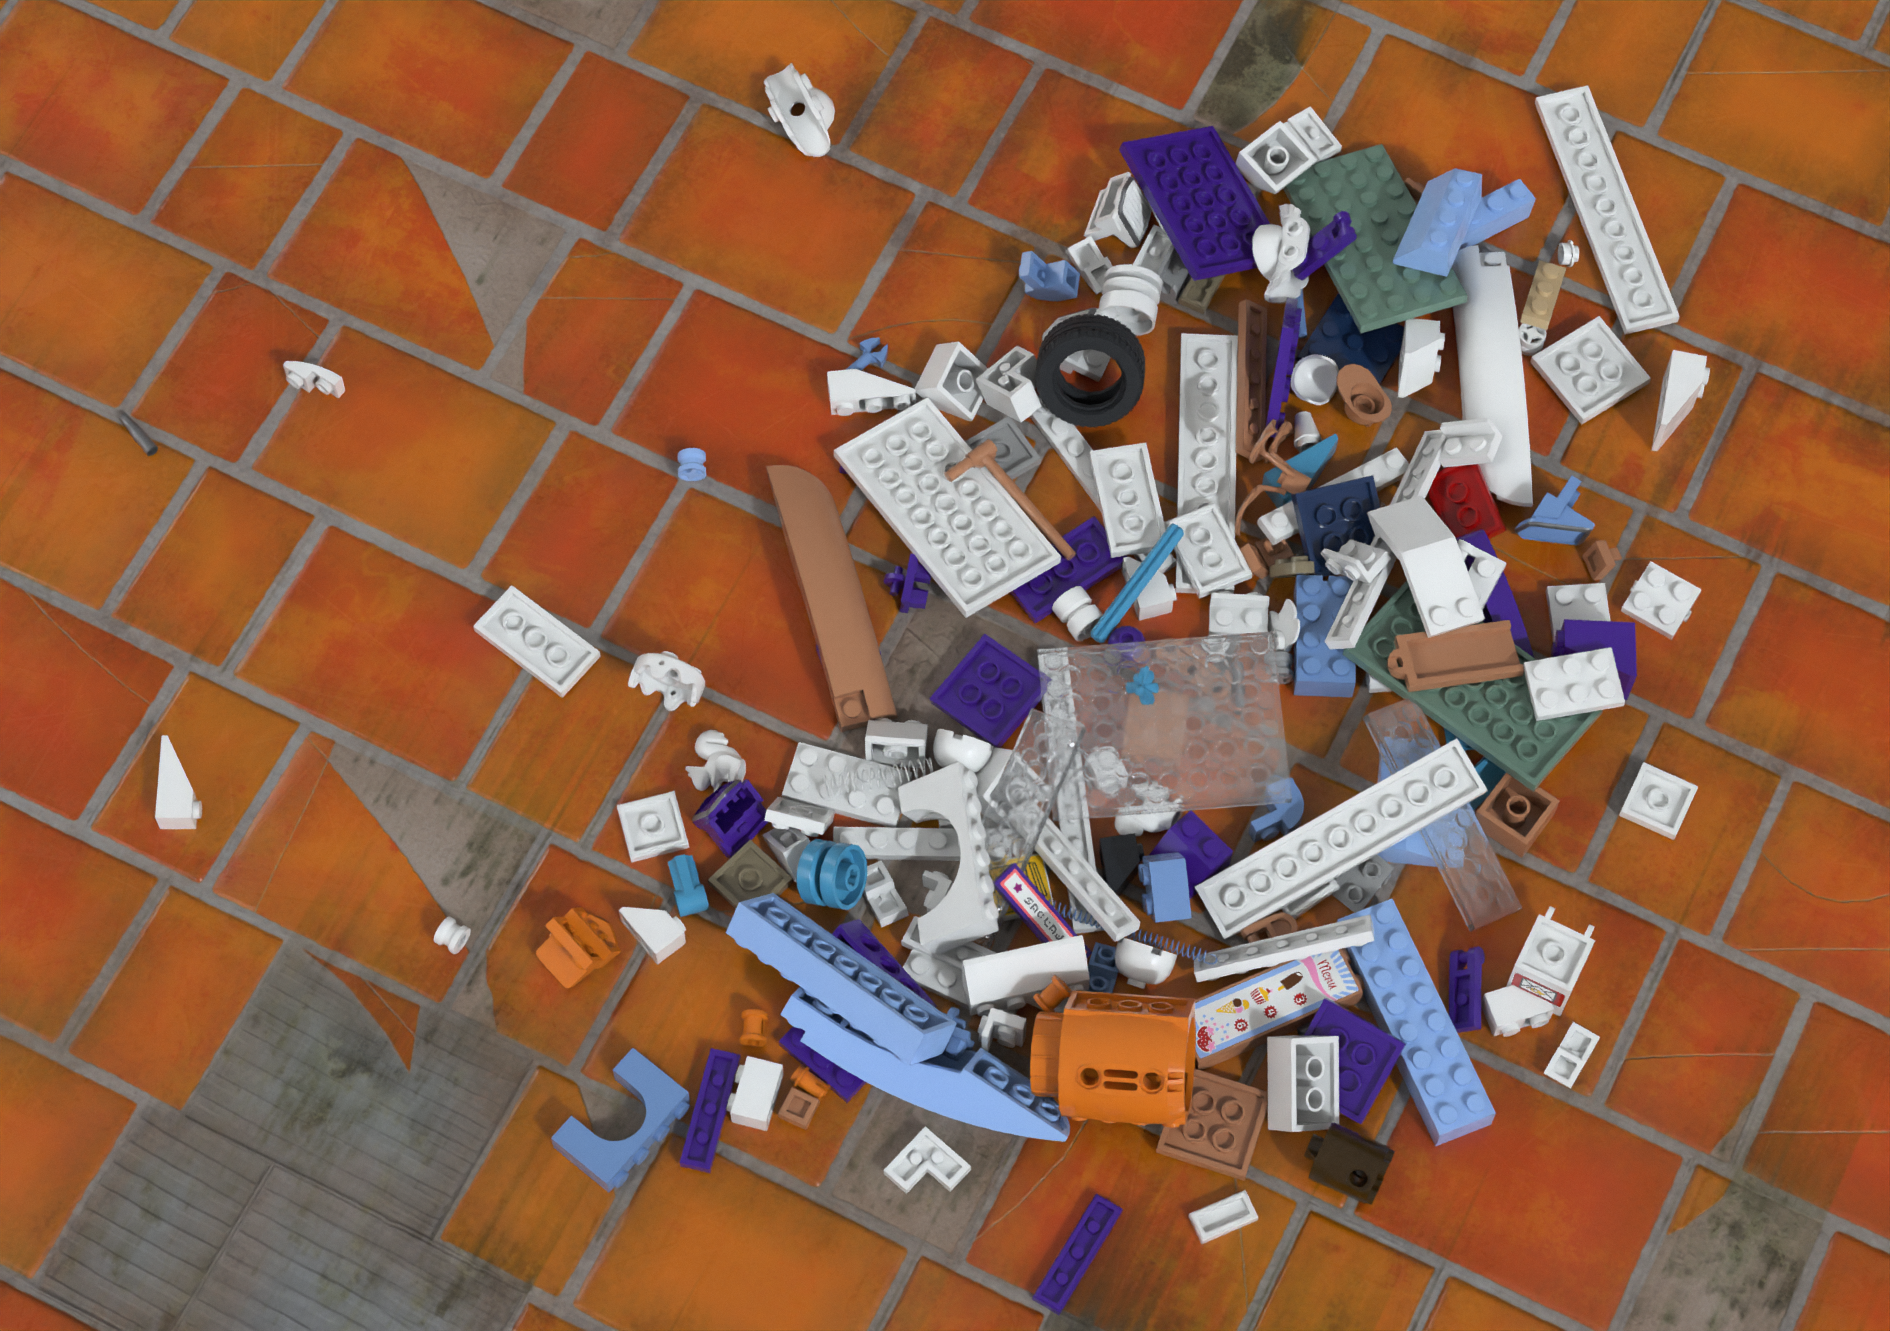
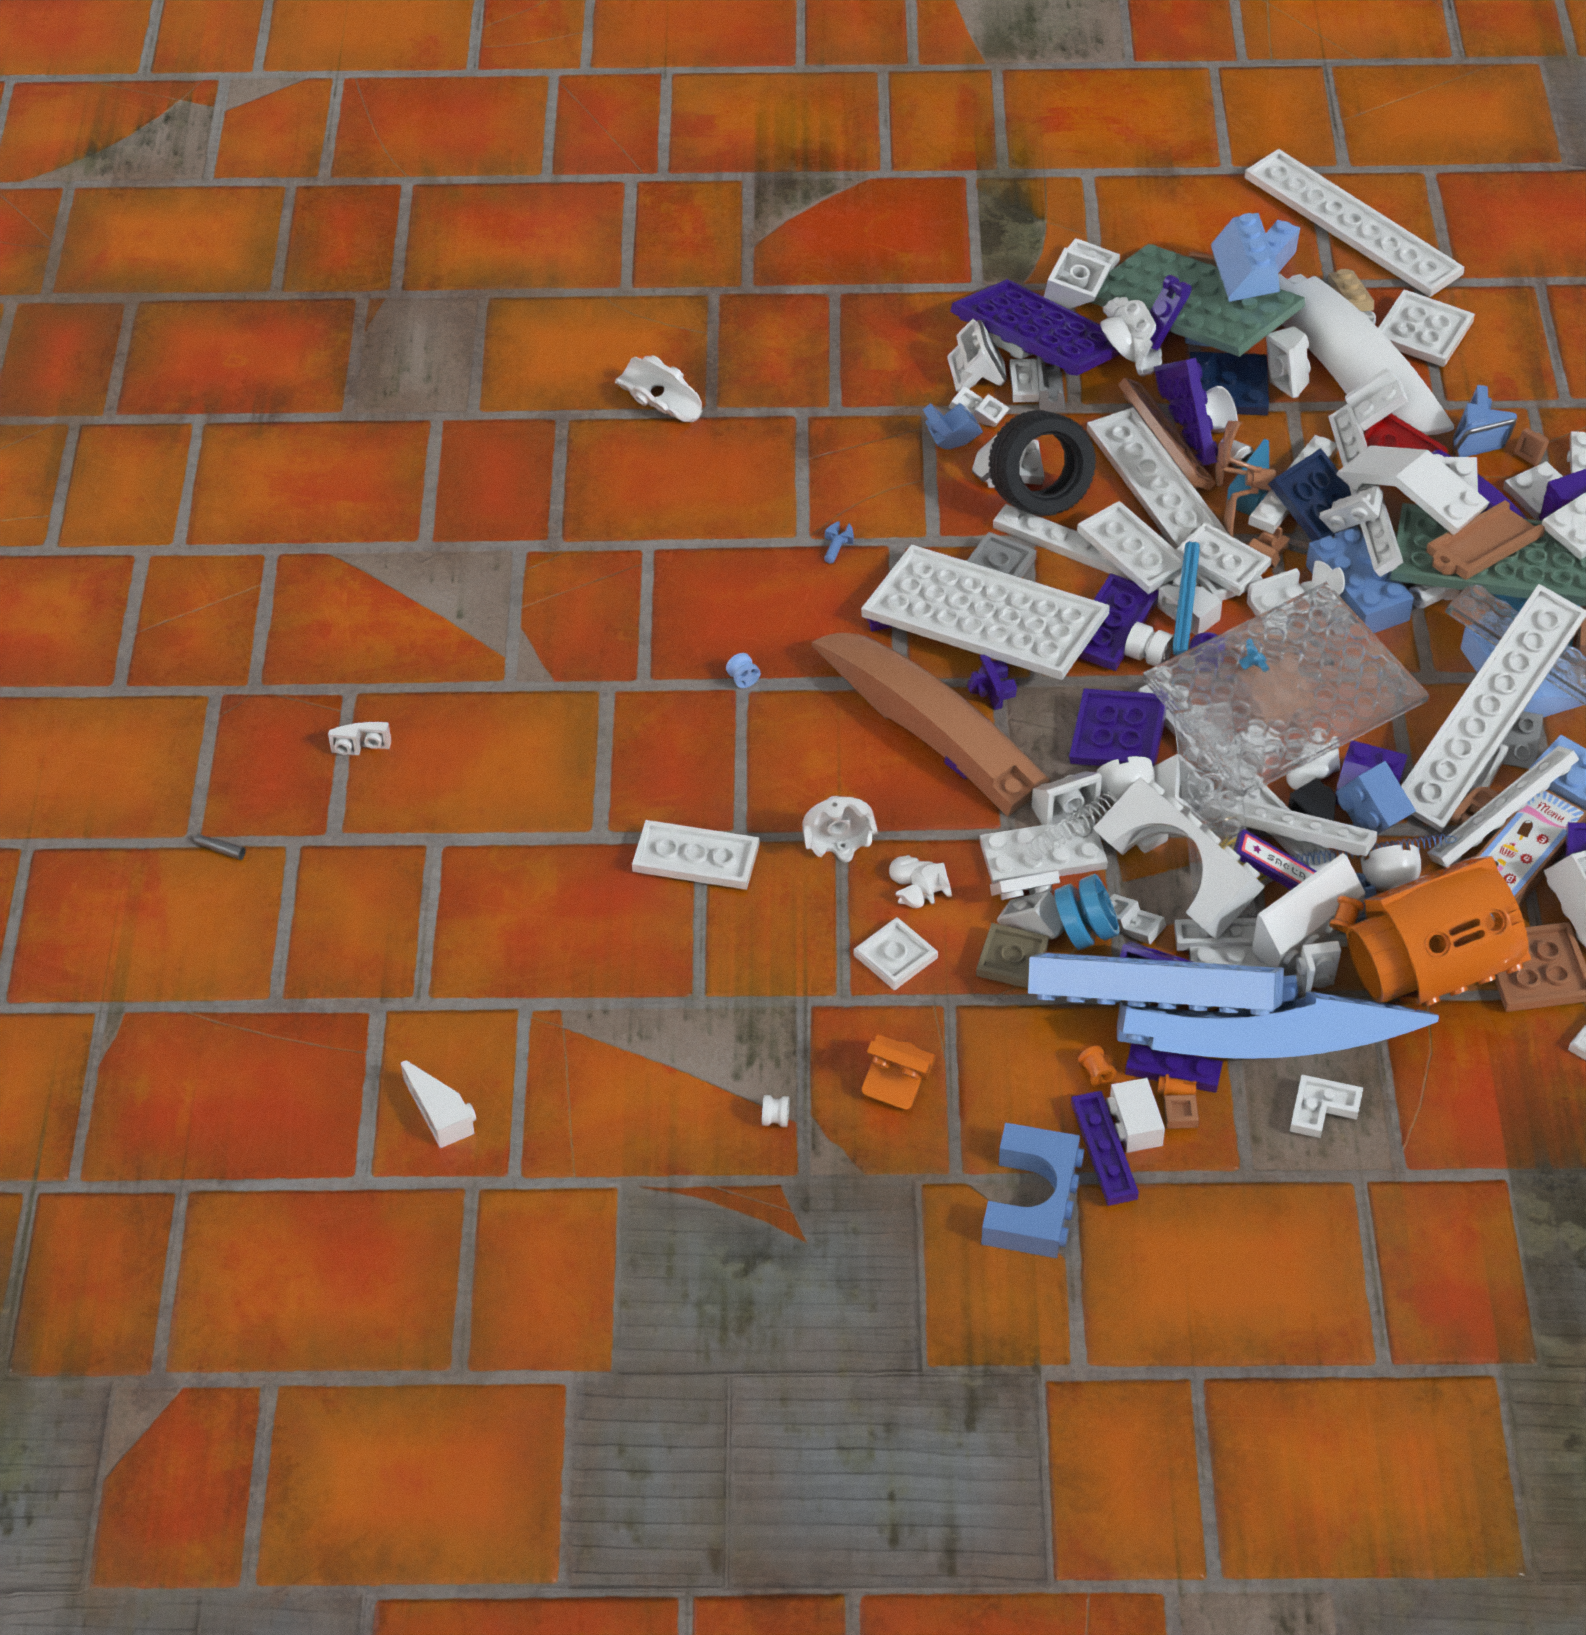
camera: 25 degrees left, 15 degrees down
(654, 931) = (954, 1029): white slope -> none
(688, 892) = (966, 988): dark azure piece -> none
(732, 816) = (963, 908): dark purple piece -> none
(861, 392) = (854, 562): white slope -> none
(902, 843) = (1139, 866): white plate -> none
(940, 887) = (1179, 890): white bracket -> none
(951, 380) = (924, 523): white slope -> none
(984, 456) = (993, 561): nougat bar -> none
(1011, 384) = (978, 506): white brick -> none
(1077, 1254) = (1500, 1119): dark purple tile -> none
(1131, 297) = (1028, 395): white wheel -> none
(1199, 293) = (1078, 390): dark tan plate -> none
(1282, 817) = (1420, 724): medium blue brick -> none
(1291, 567) = (1296, 546): dark tan plate -> none
(1363, 395) = (1265, 409): nougat piece -> none
(1568, 253) = (1346, 260): white plate -> none
(1680, 388) = (1503, 311): white slope -> none

